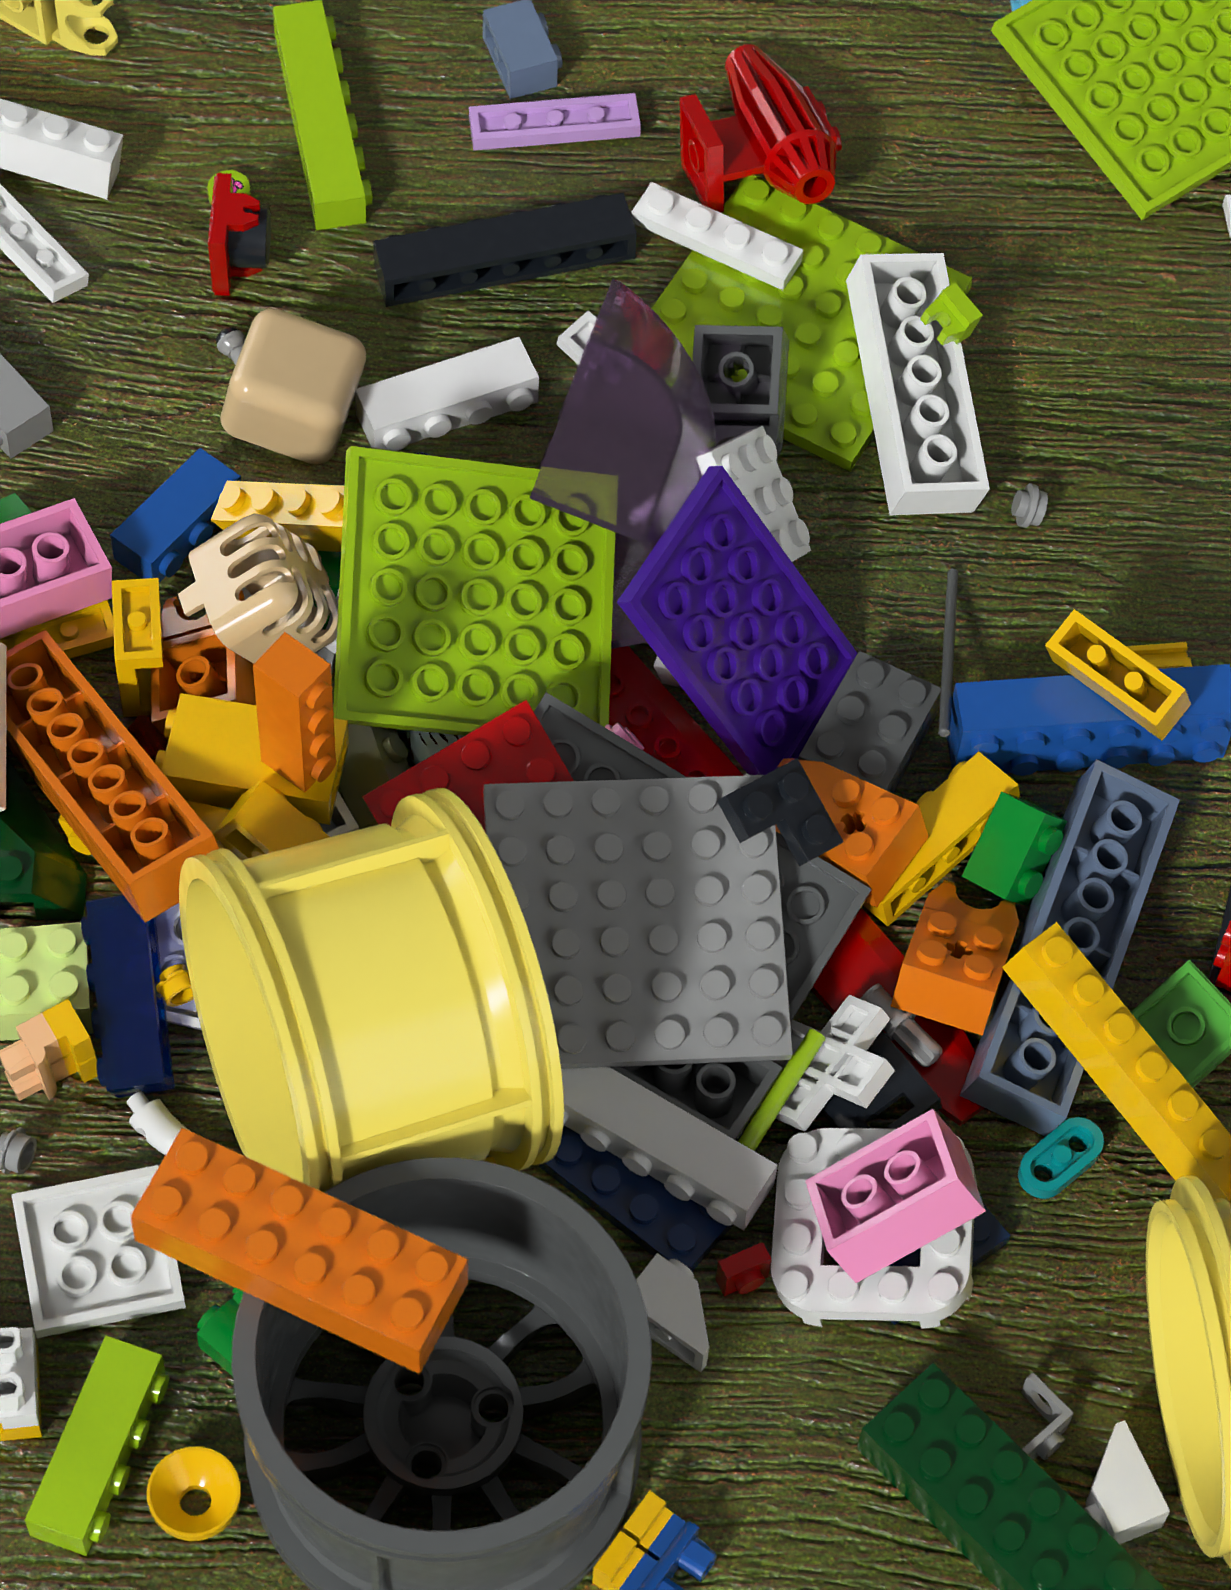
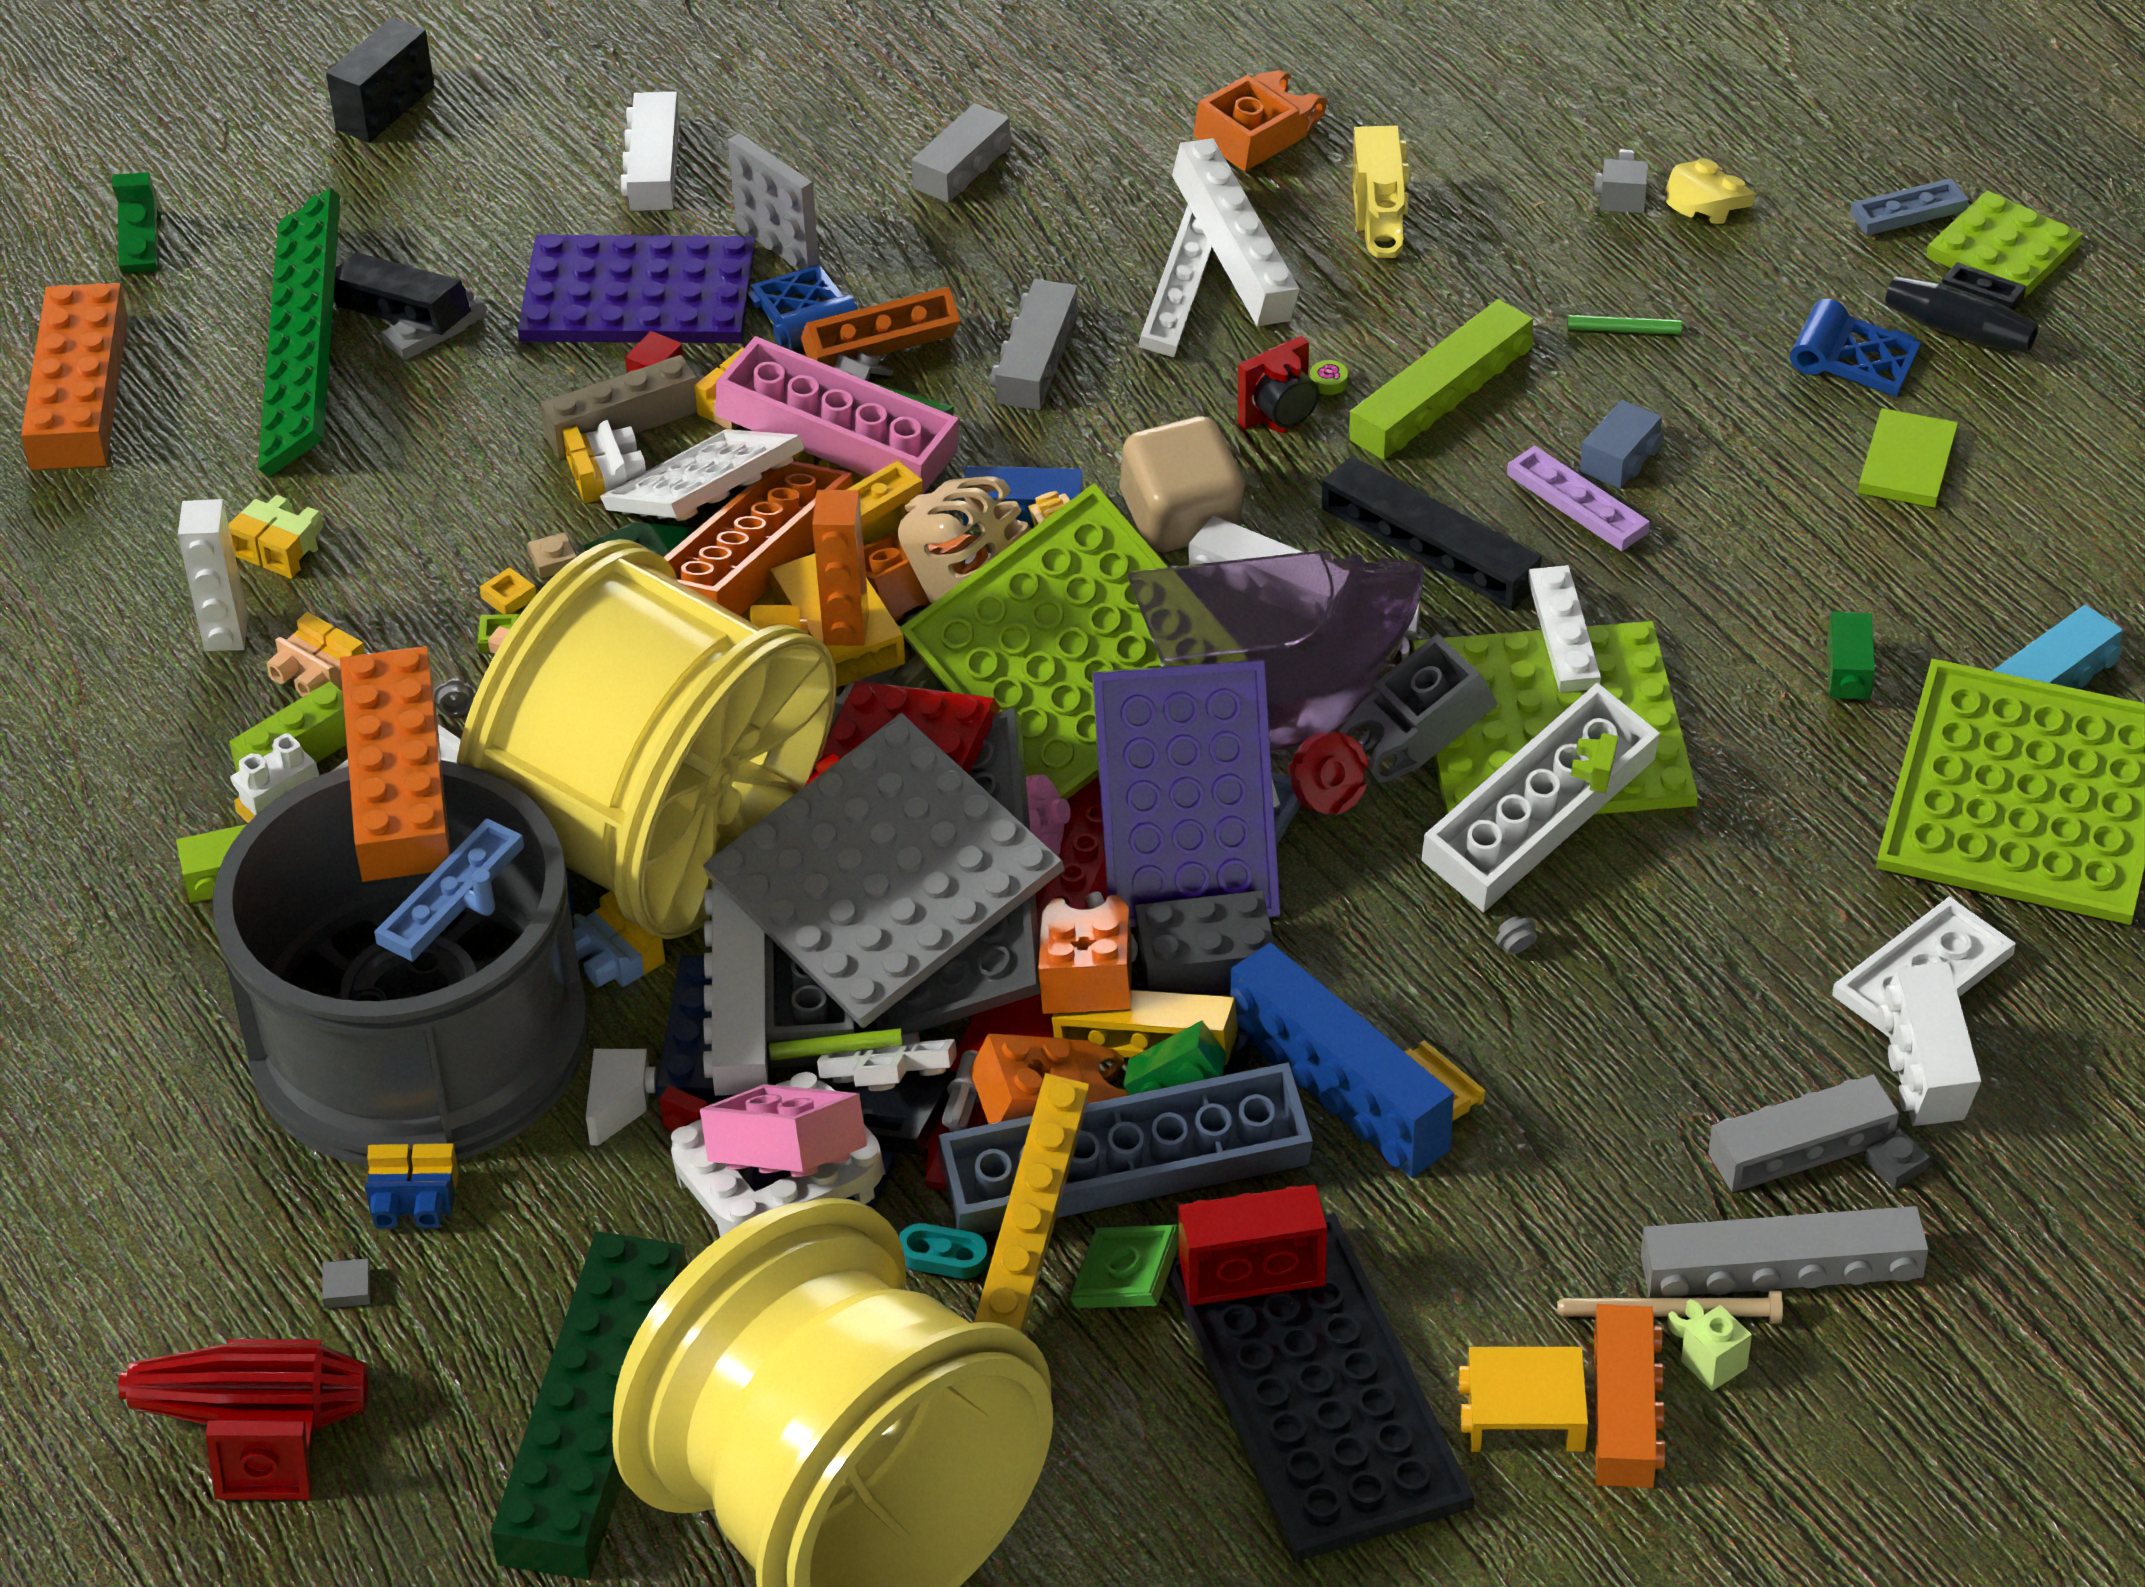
camera: 60 degrees right, 15 degrees down
(516, 1298) = (456, 884): none -> medium blue plate
(754, 469) = (1323, 752): white plate -> none
(774, 132) = (1680, 611): red piece -> none
(783, 800) = (1042, 872): black plate -> none
(914, 71) = (1850, 655): none -> green brick
(948, 653) = (1334, 943): dark grey axle -> none
(1118, 674) = (1353, 1013): yellow brick -> none

